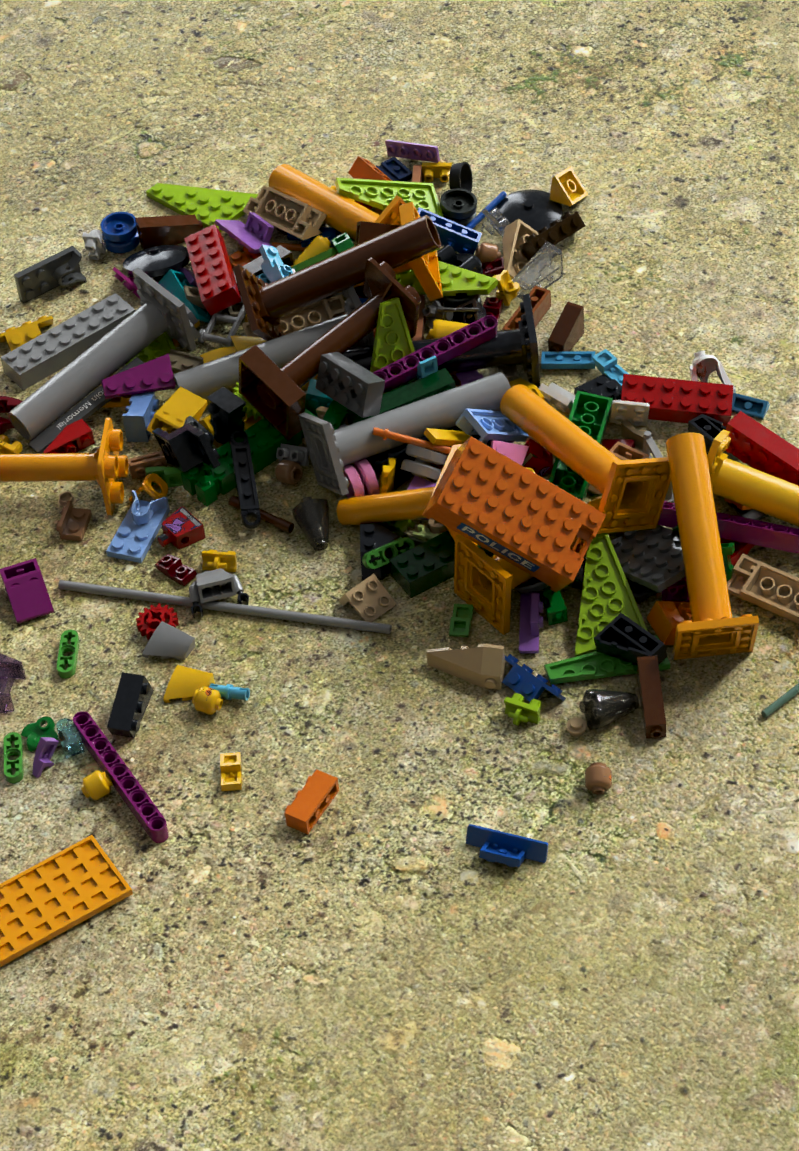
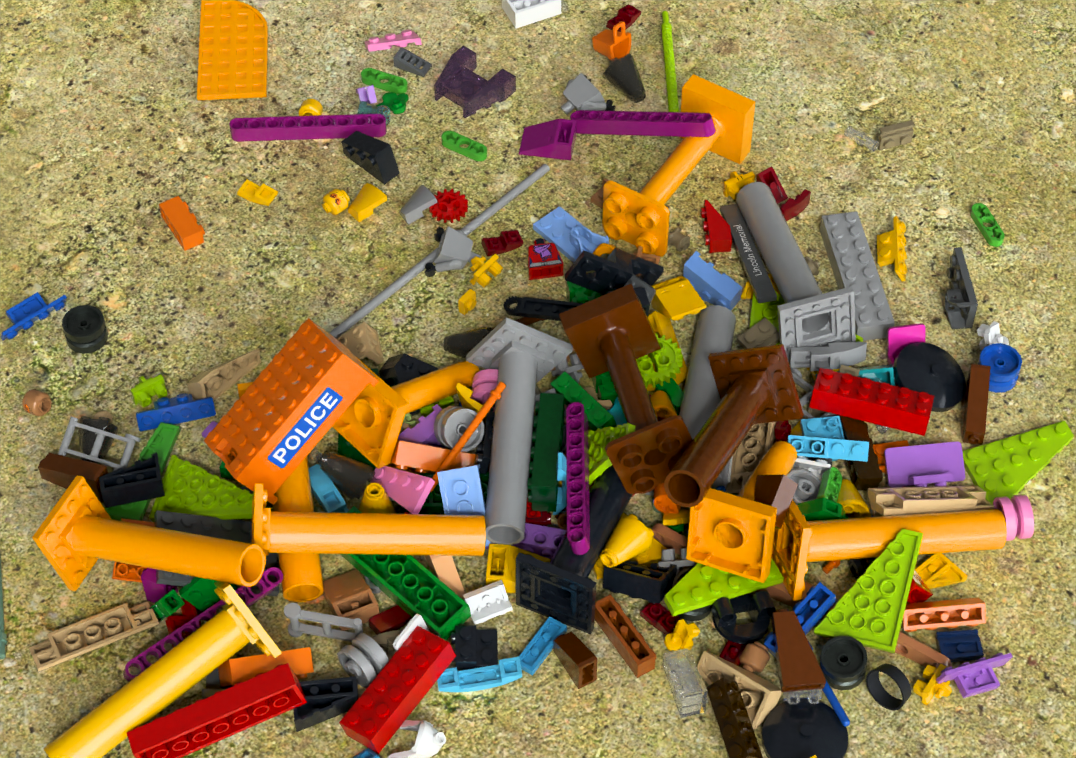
camera: 115 degrees right, 5 degrees up
(144, 378) = (744, 287): magenta wing -> none
(231, 692) = (336, 221): medium azure pin -> none
(259, 171) = (1017, 515): none -> bright pink wheel
(264, 554) = (467, 302): none -> yellow plate
(350, 384) = (571, 385): dark grey brick -> none
(383, 560) = (387, 366): bright green beam -> none
(445, 437) = (469, 447): yellow tile -> none
(447, 313) = (665, 554): dark grey plant -> none
(480, 216) = (794, 655): none -> reddish brown slope
(494, 789) = (84, 329): none -> pearl dark grey wheel
(623, 667) = (73, 422): none -> light grey piece
(666, 428) = (363, 659): none -> light grey wheel

